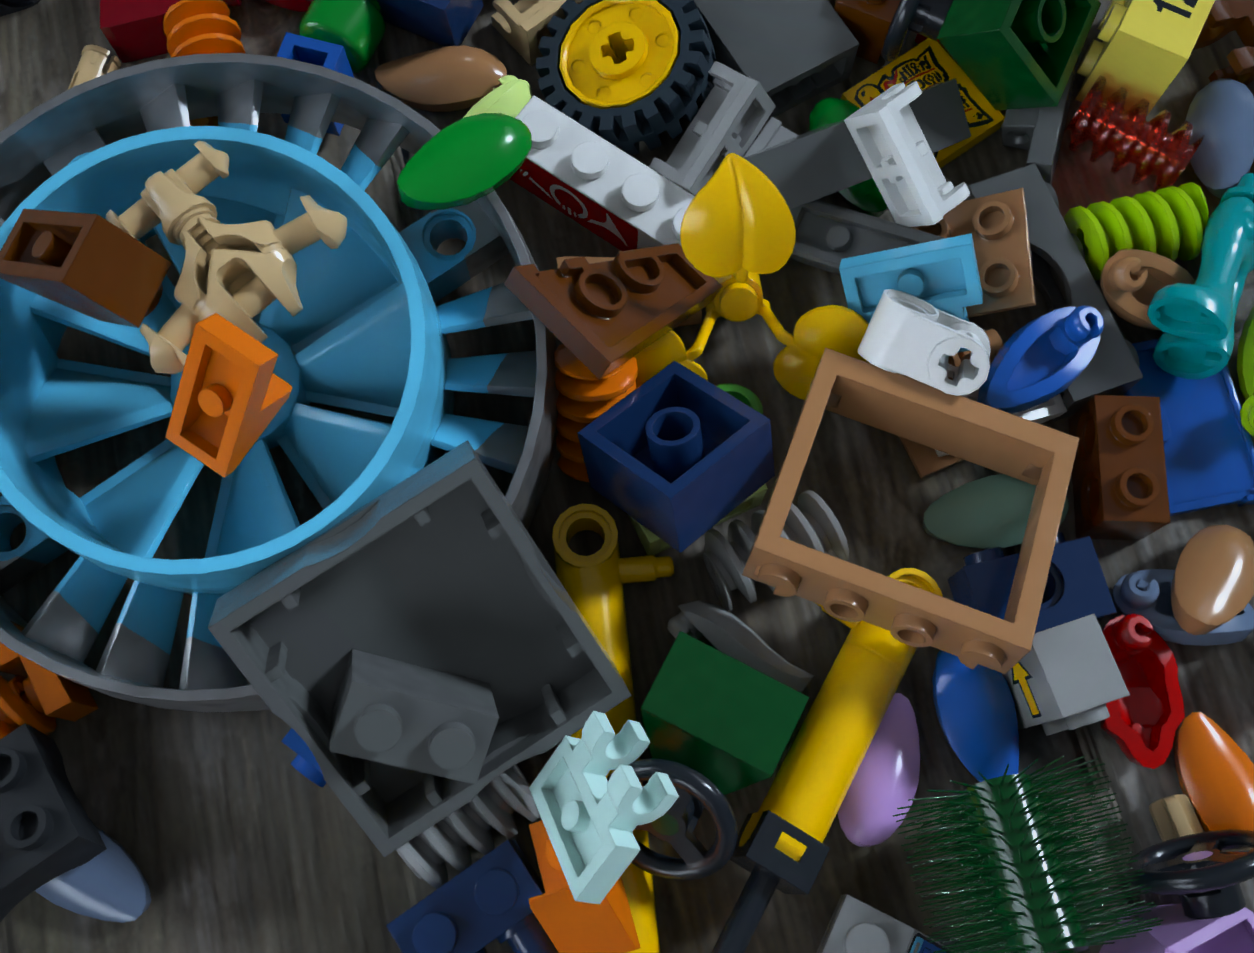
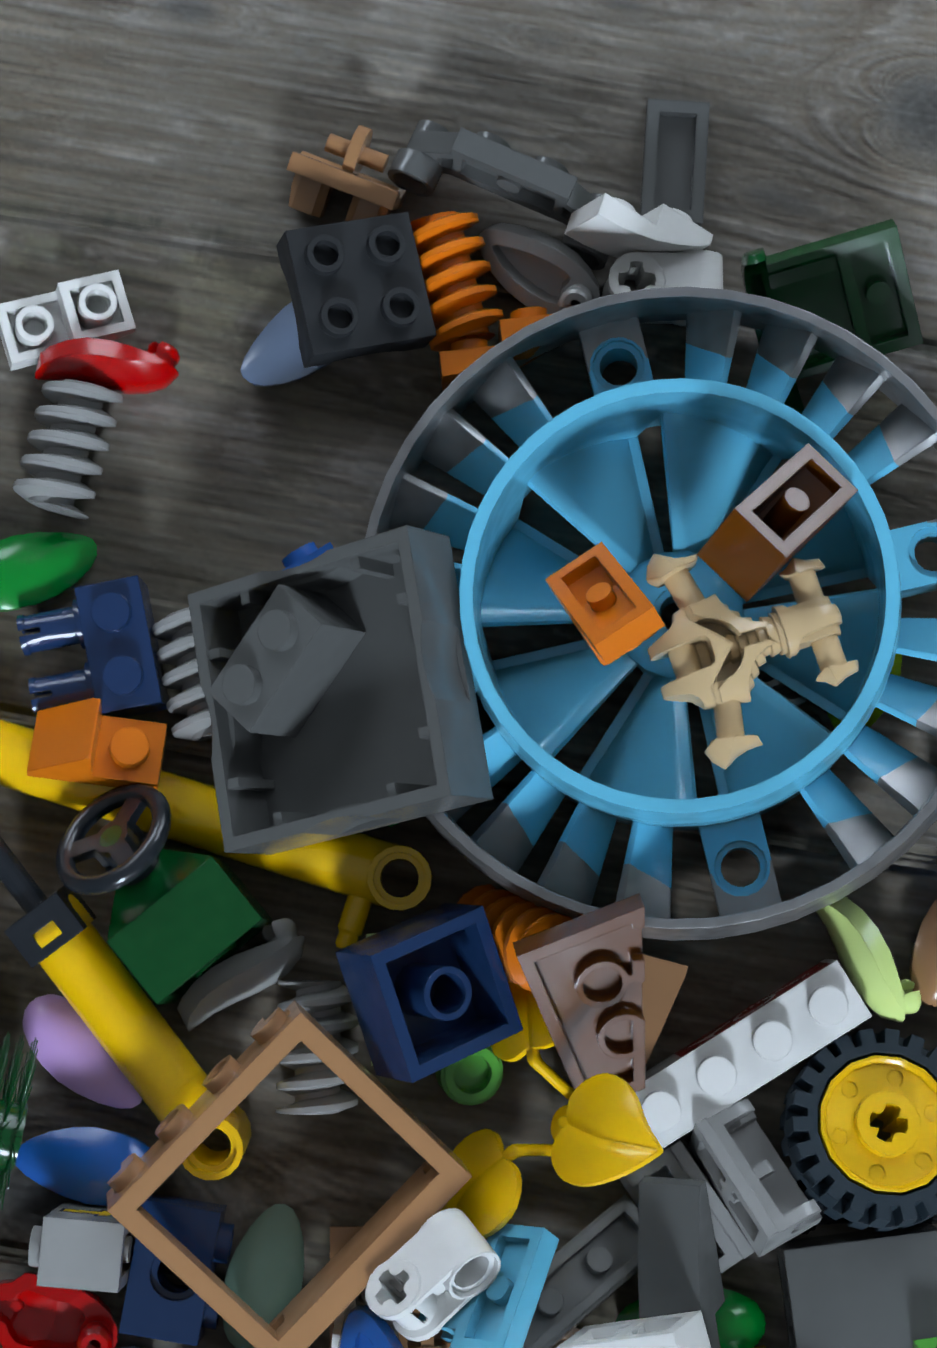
camera: 110 degrees right, 10 degrees up
(464, 162) = (776, 907): green arm -> none
(595, 817) = (143, 770): light aqua plate -> none

